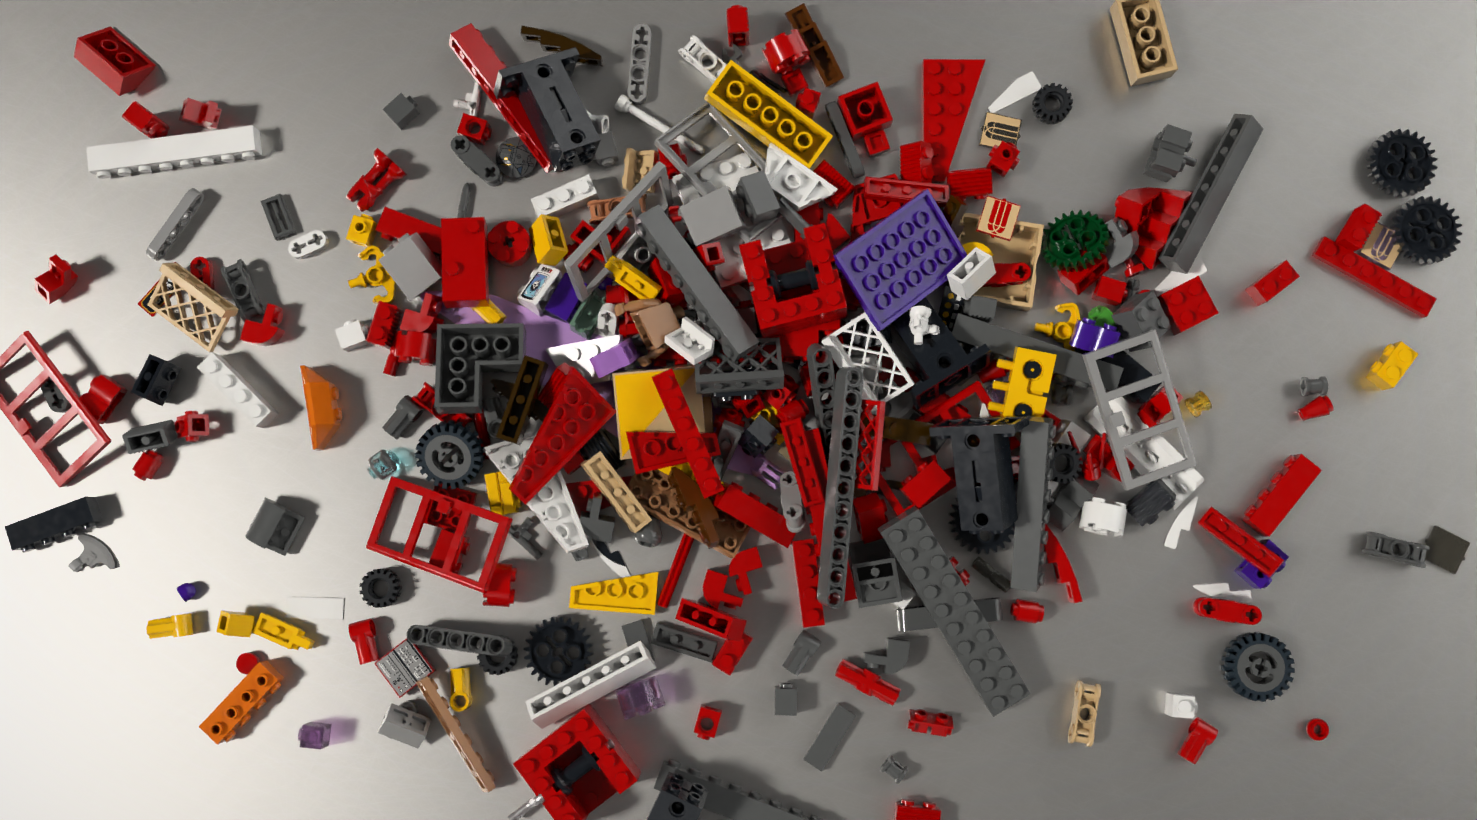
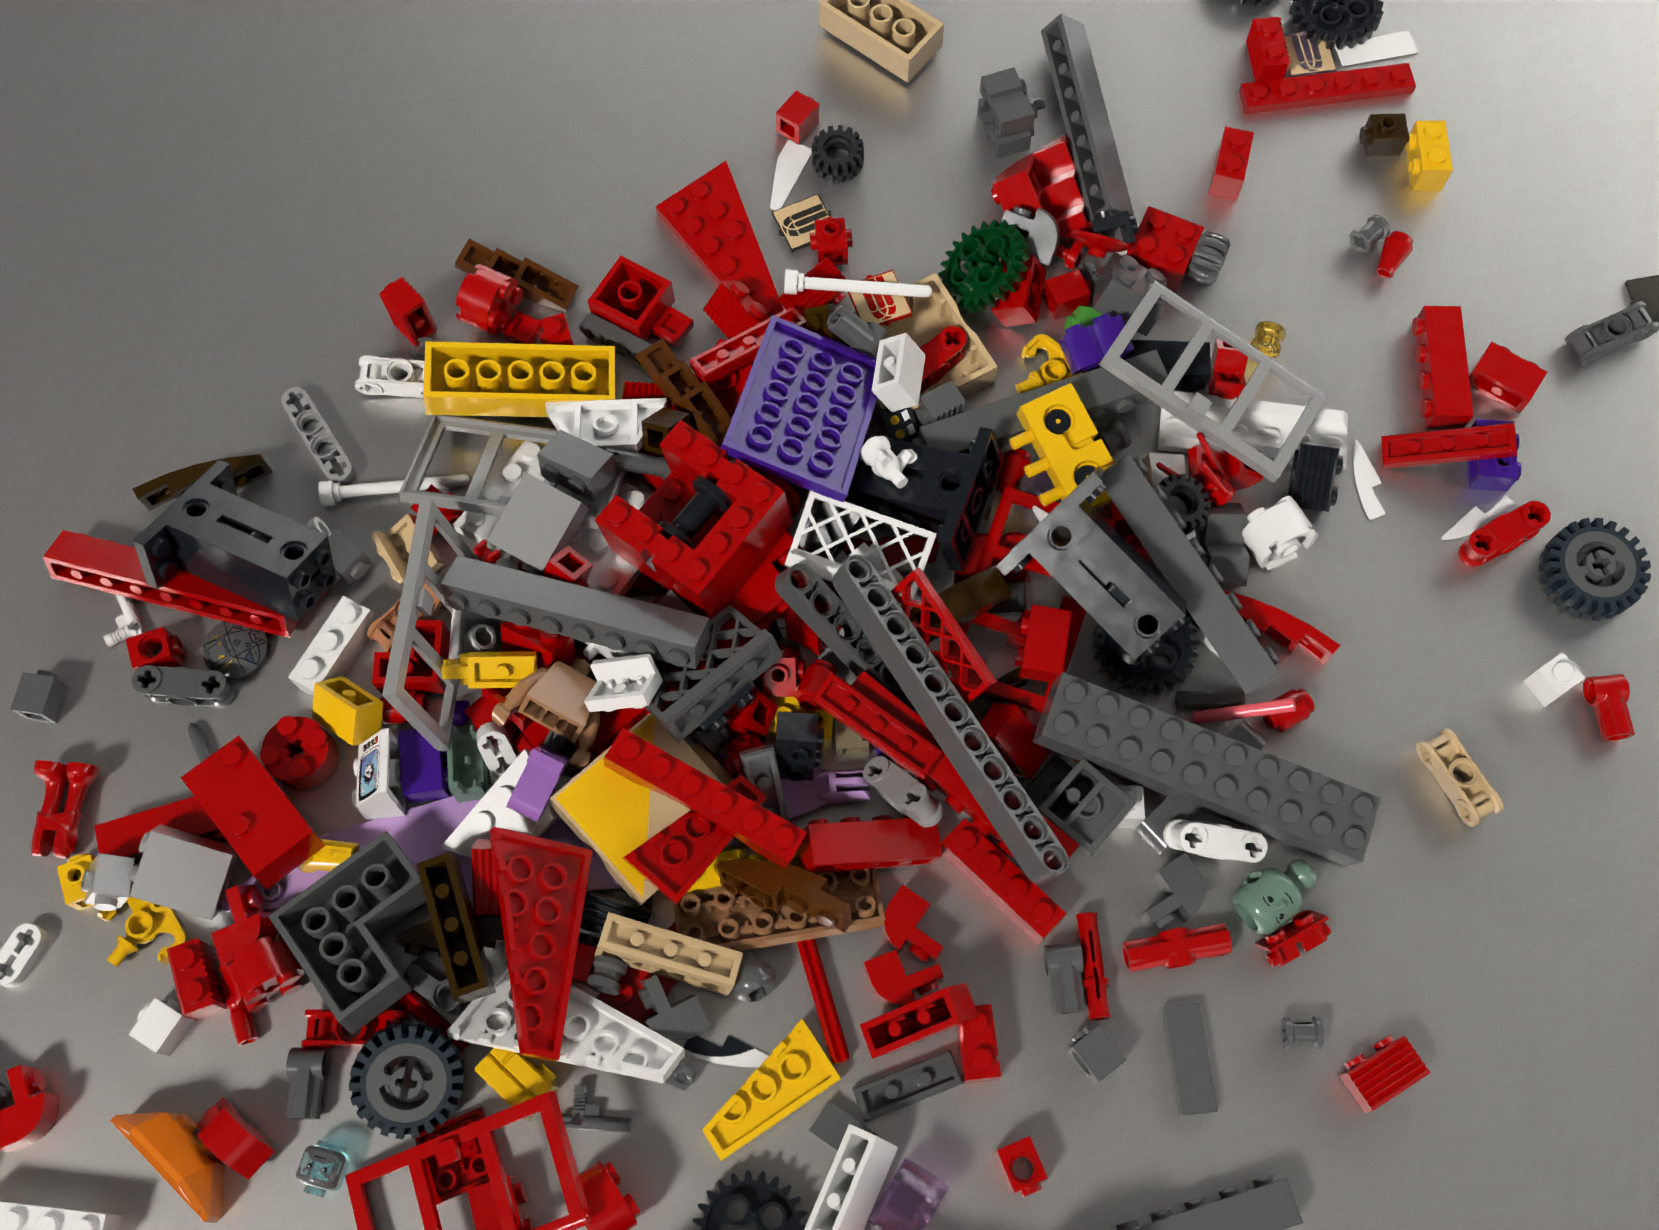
camera: 40 degrees left, 15 degrees down
(350, 418) = (233, 1139): none -> red brick
(372, 243) = (107, 881): none -> light grey brick
(579, 478) = (606, 975): none -> dark grey wheel
(806, 679) = (1093, 967): none -> red pin
(821, 210) = (658, 426): none -> dark brown brick
(850, 195) = (685, 391): none -> reddish brown slope
(929, 647) = (1215, 840): none -> white piece
(935, 696) = (1272, 896): none -> sand green piece
(961, 174) = (797, 282): none -> white piece
(968, 233) = (855, 331): none -> dark grey piece
(1002, 595) = (1244, 711): none -> coral bar
(1047, 62) = (797, 117): none -> red brick
(1149, 279) = (1099, 244): none -> red dish
(1166, 273) = (1107, 220): none -> black bracket
(1206, 331) = (1208, 257): none -> dark grey gear
(1311, 527) = (1506, 377): none -> red brick
(1378, 333) = (1384, 134): none -> dark brown brick
(1429, 274) = (1378, 48): none -> white sticker

